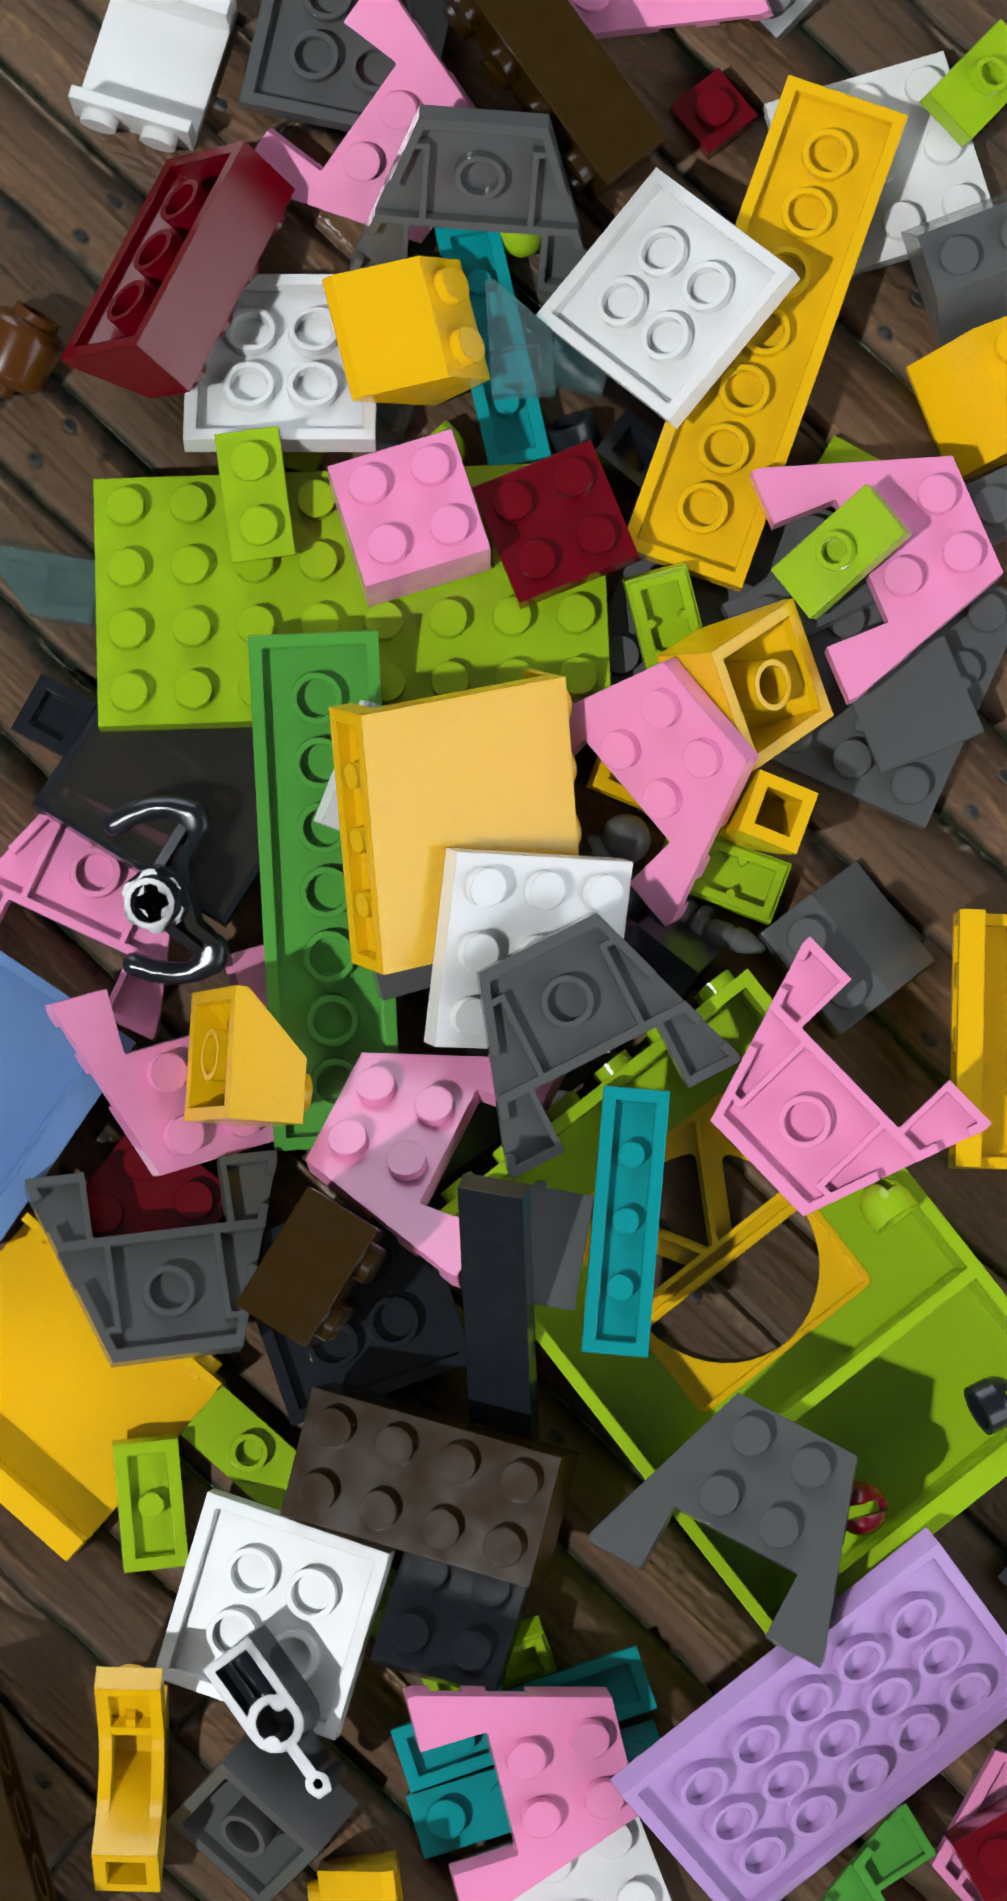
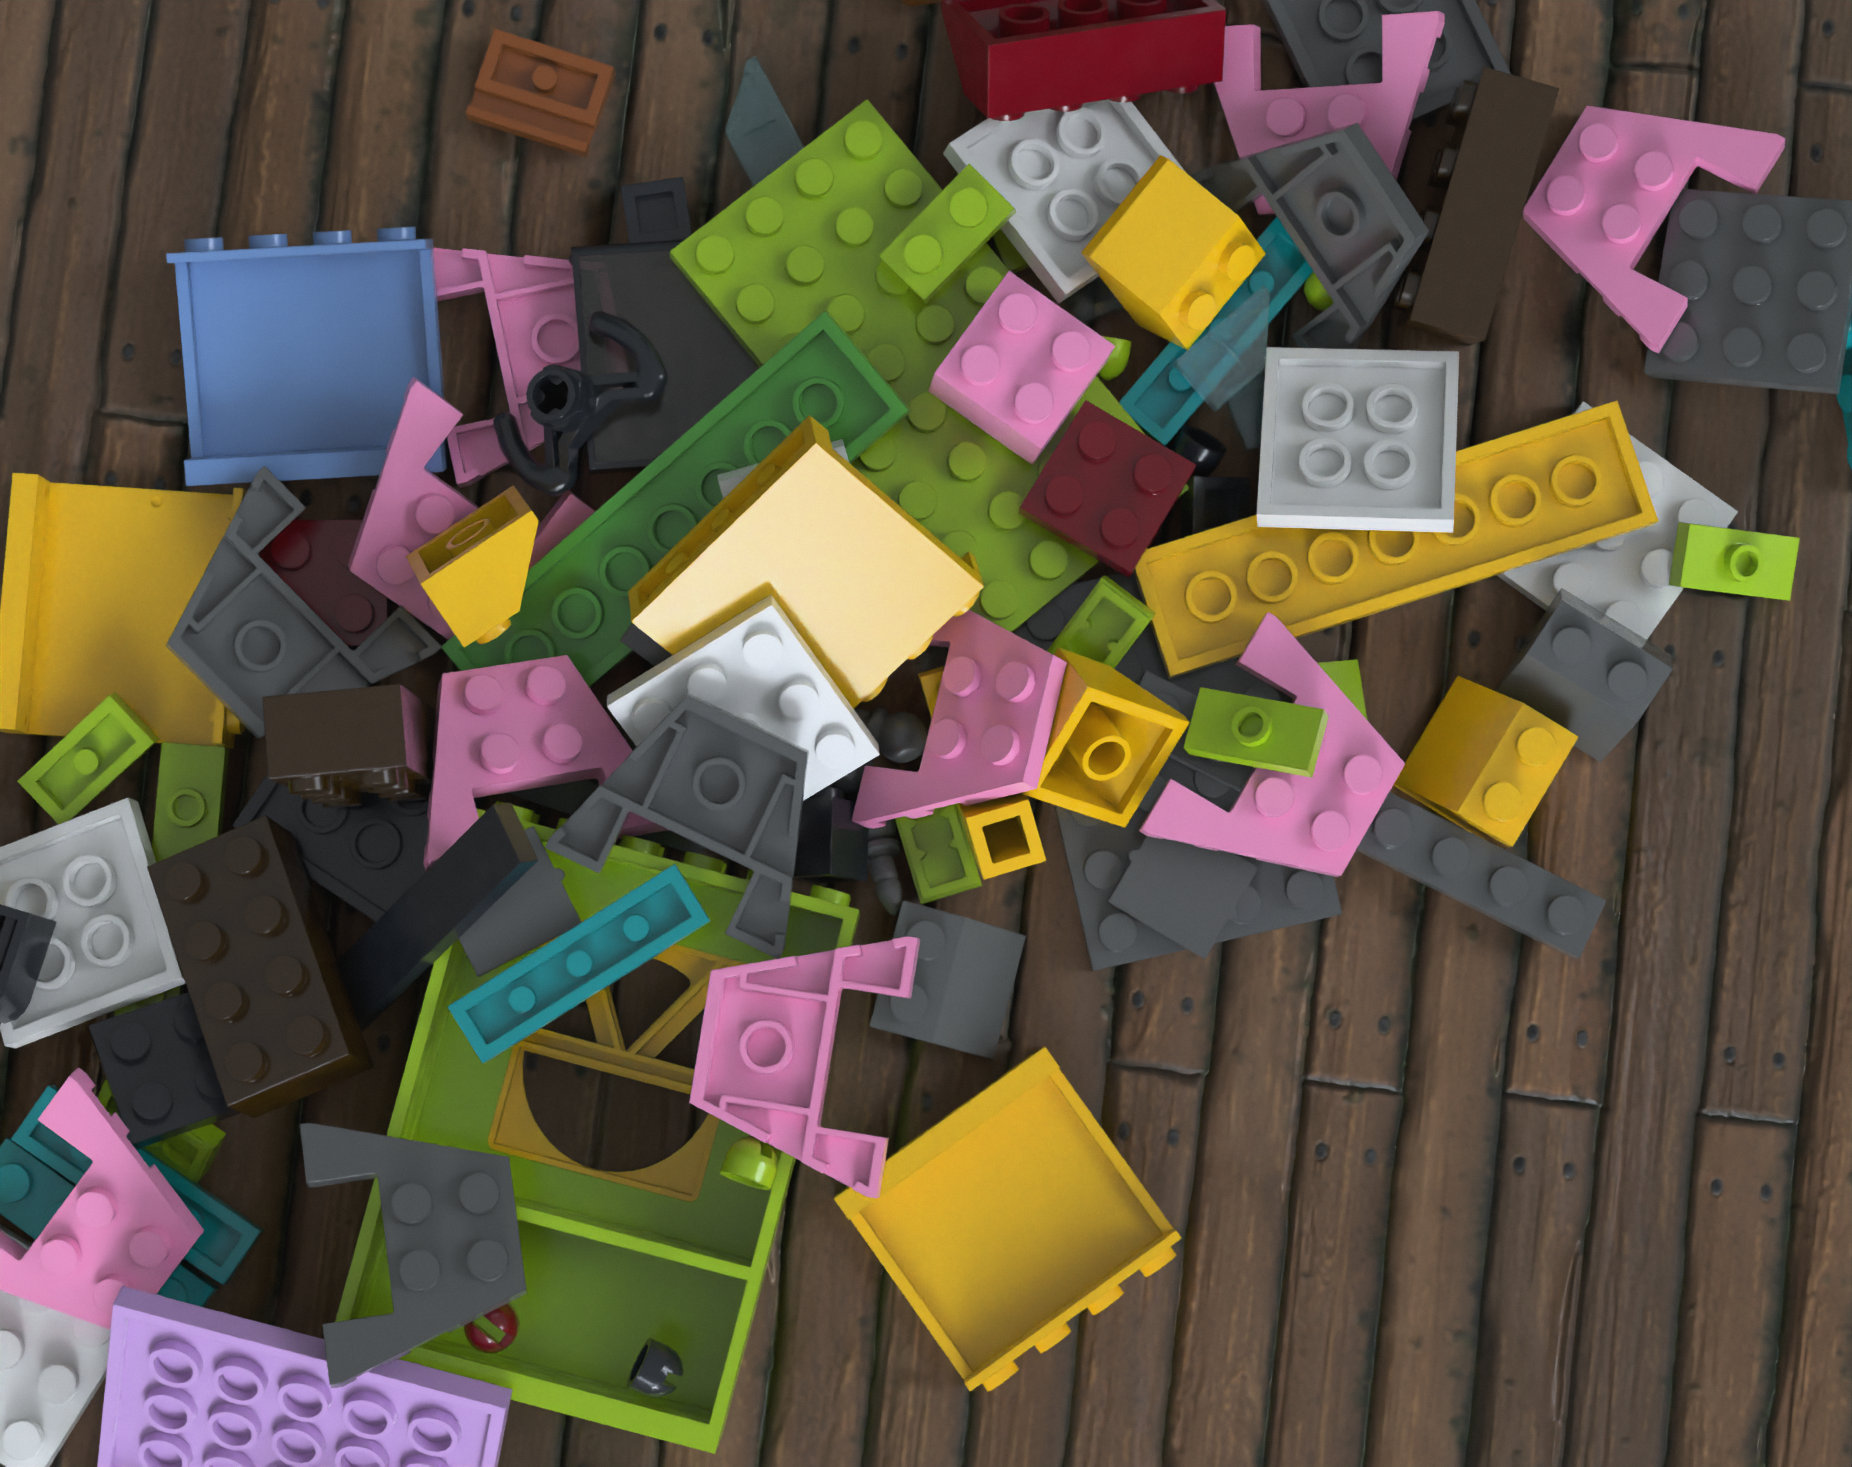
camera: 45 degrees right, 0 degrees up
(713, 114) = (1544, 367): dark red plate -> none

